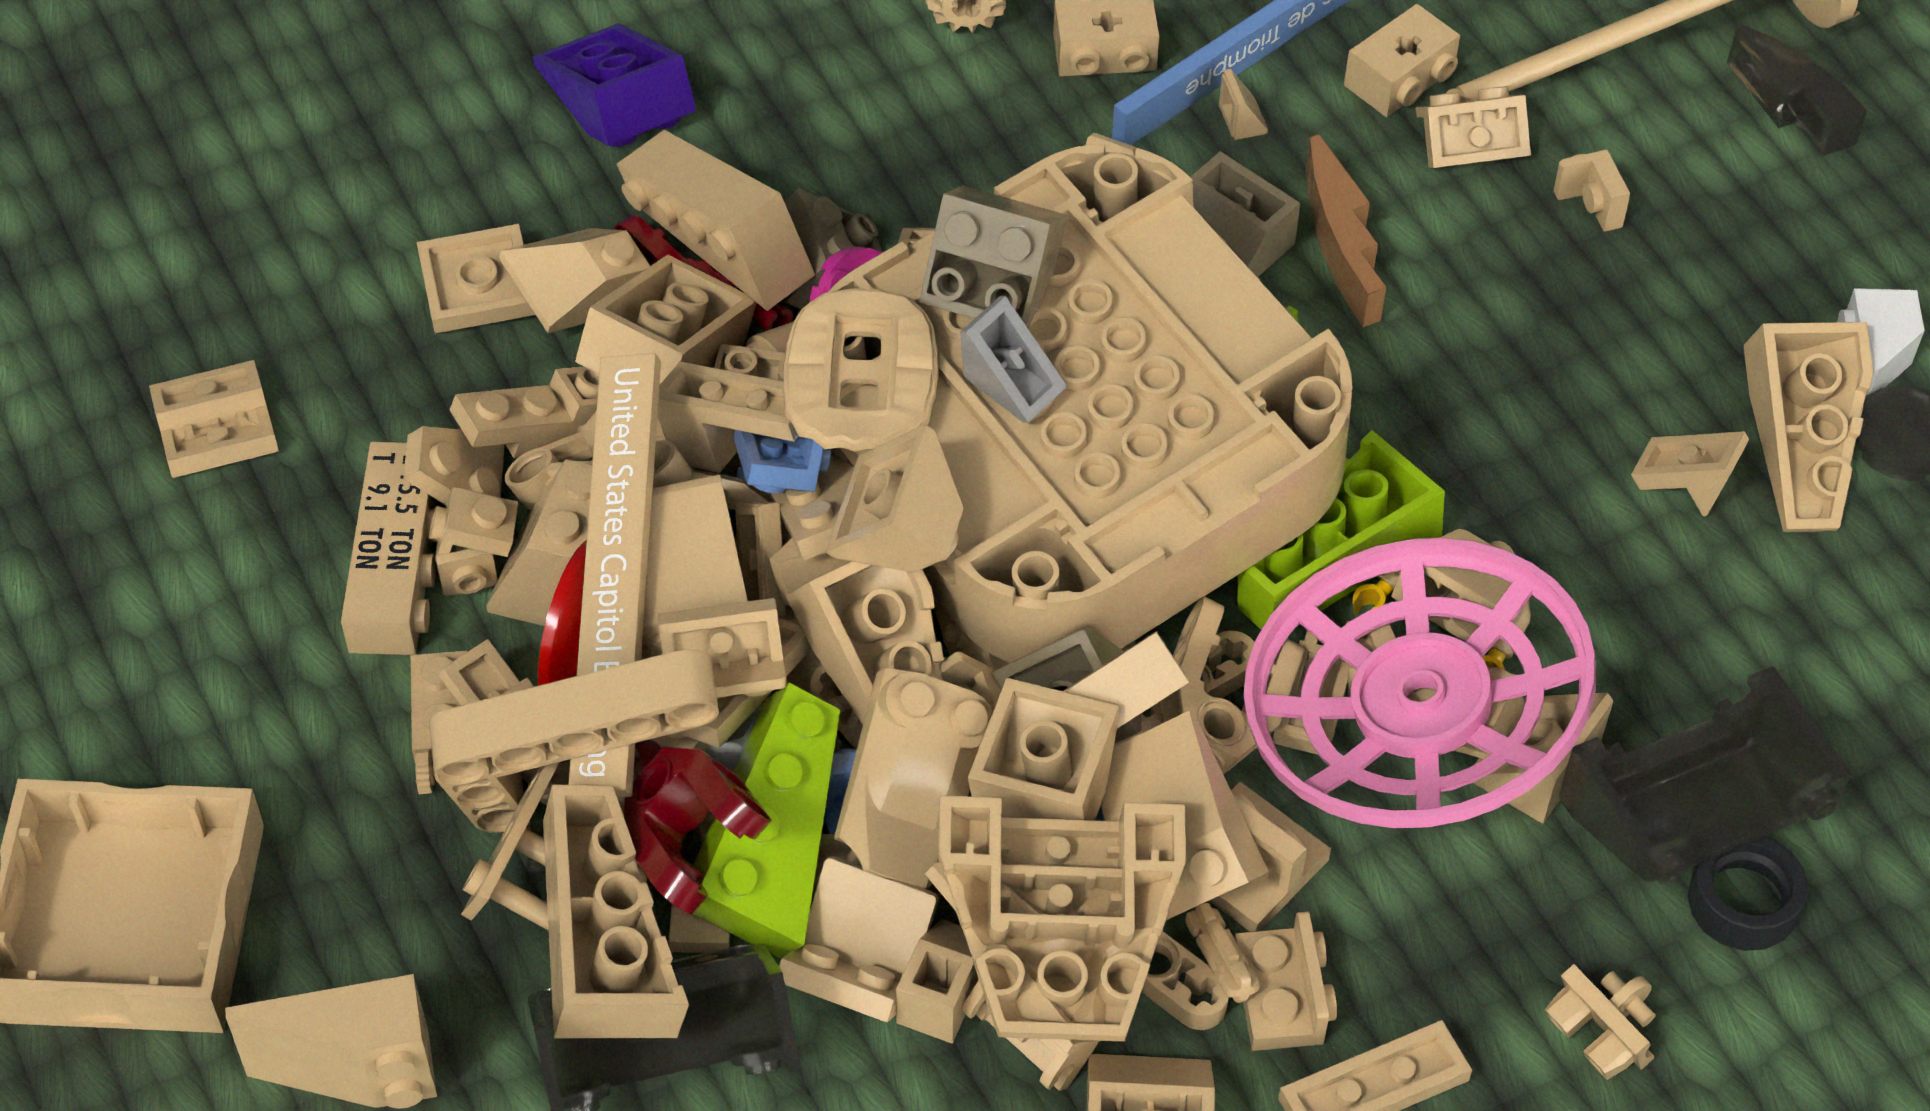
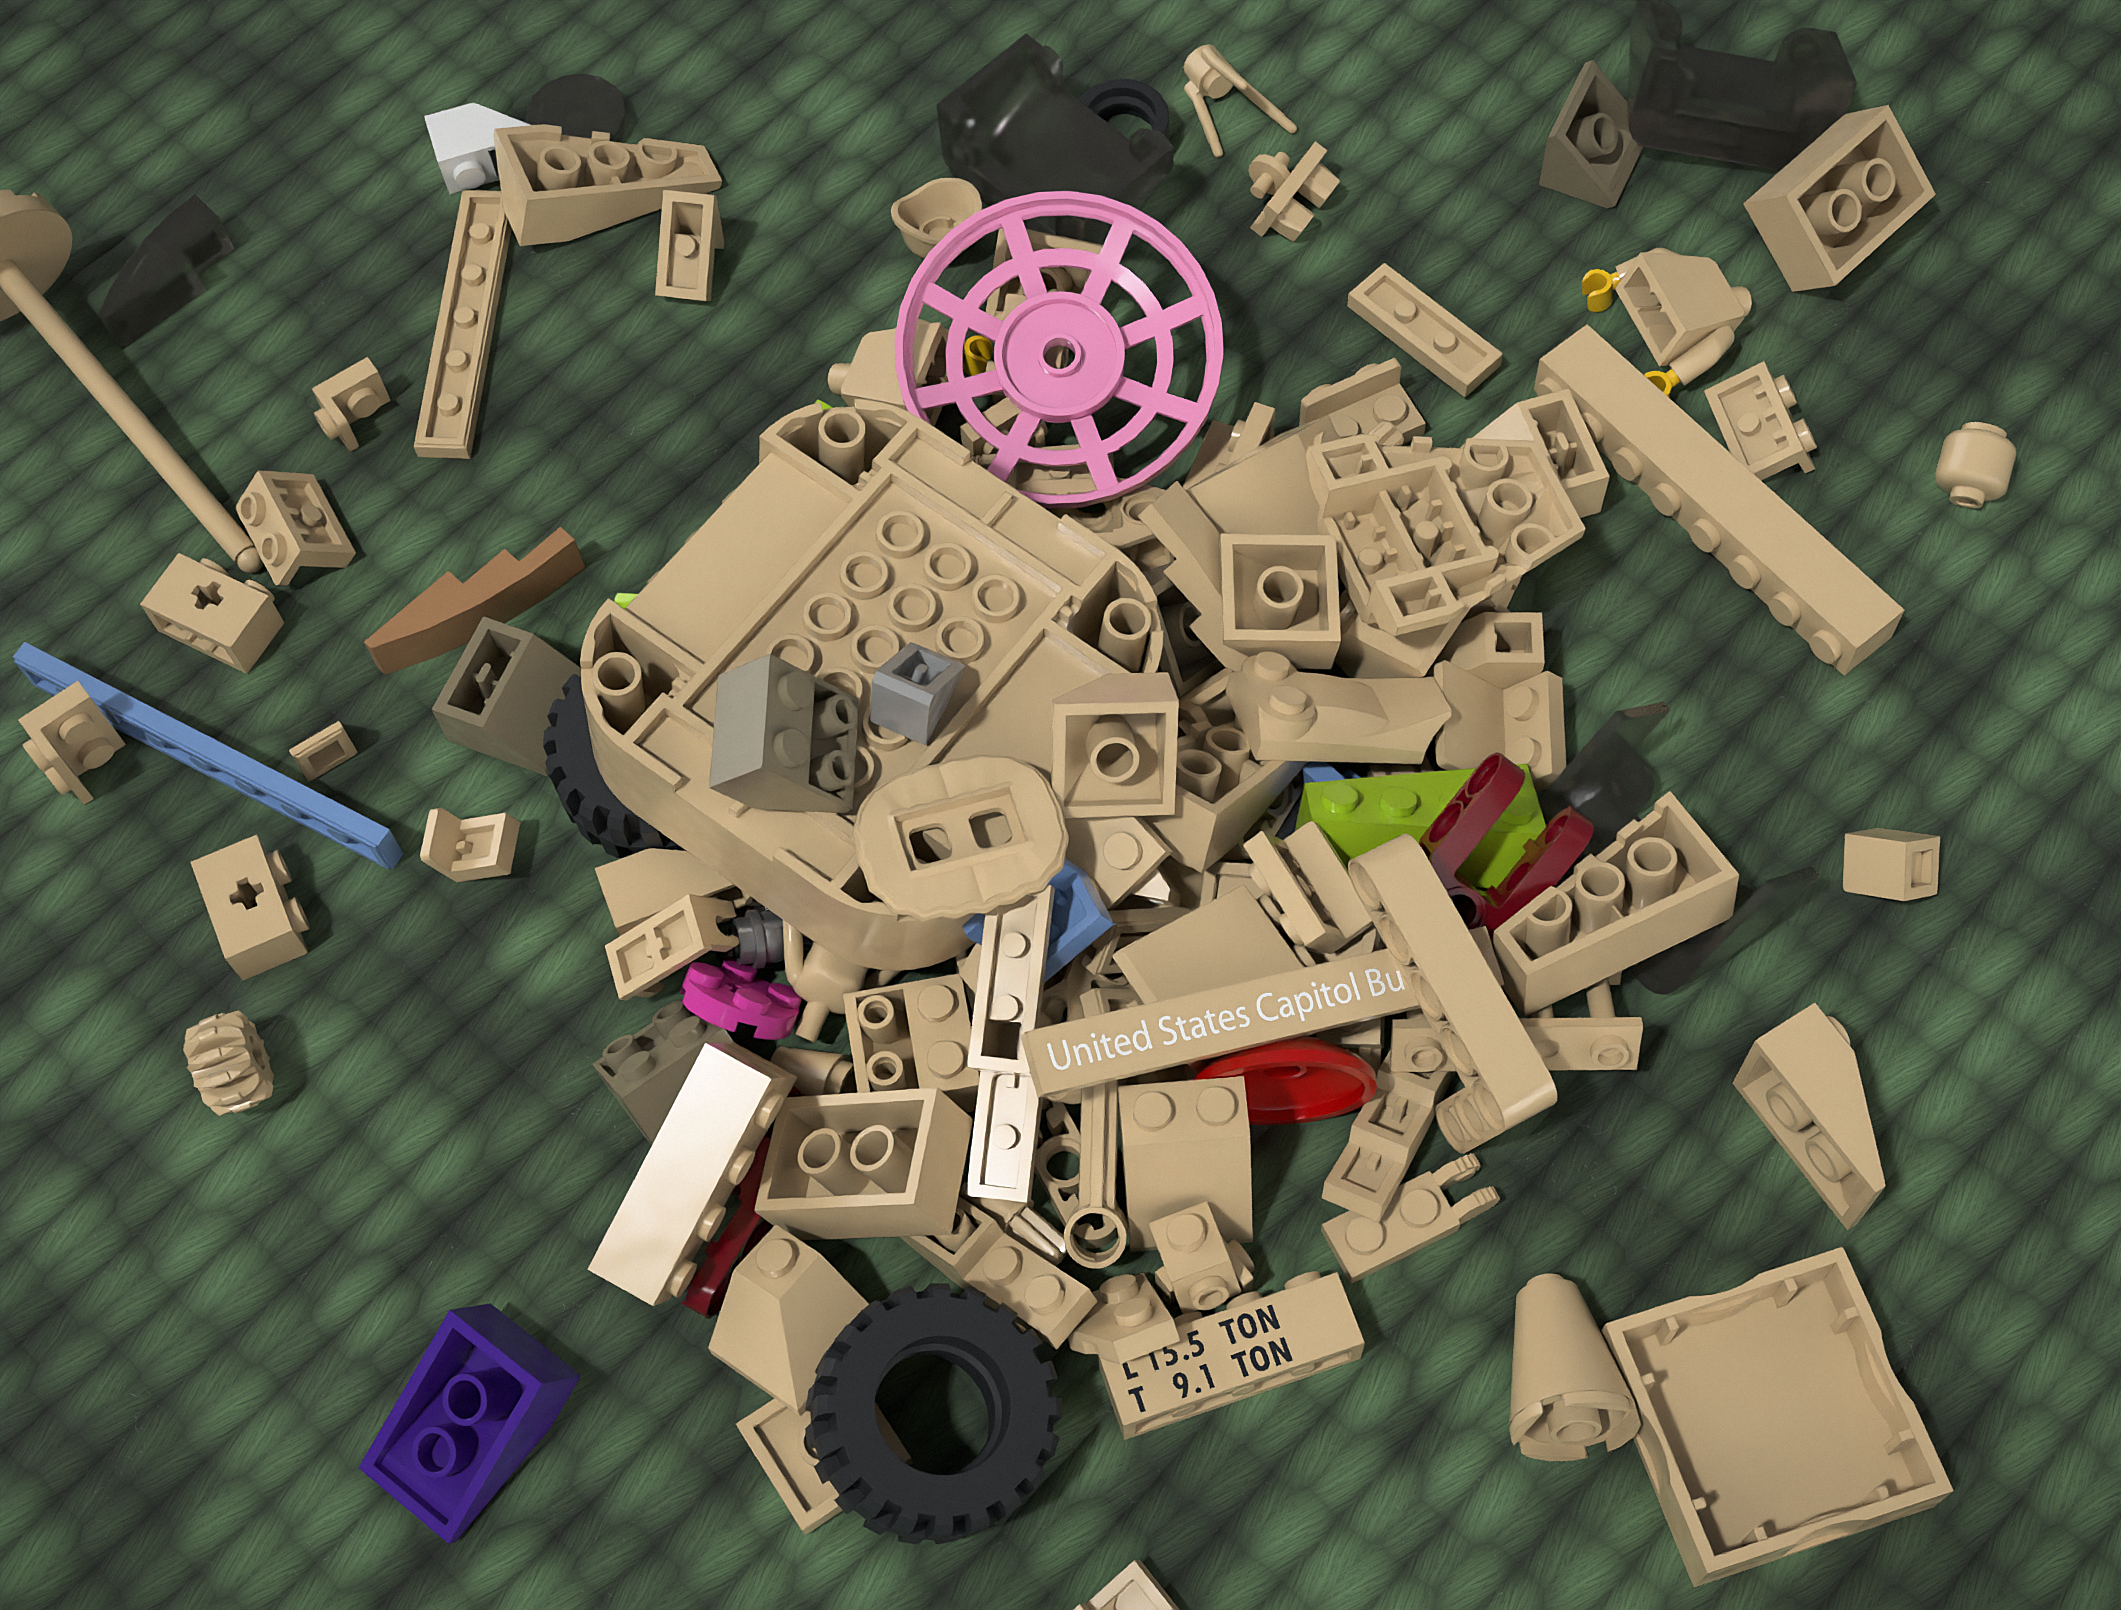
camera: 105 degrees left, 10 degrees up
(234, 748) = (1564, 1377): none -> tan cone
(416, 265) = (999, 1362): none -> black tyre
(1651, 288) = (464, 328): none -> tan tile
(1660, 671) = (933, 211): none -> tan helmet
(1799, 1002) = (1214, 77): none -> tan plant

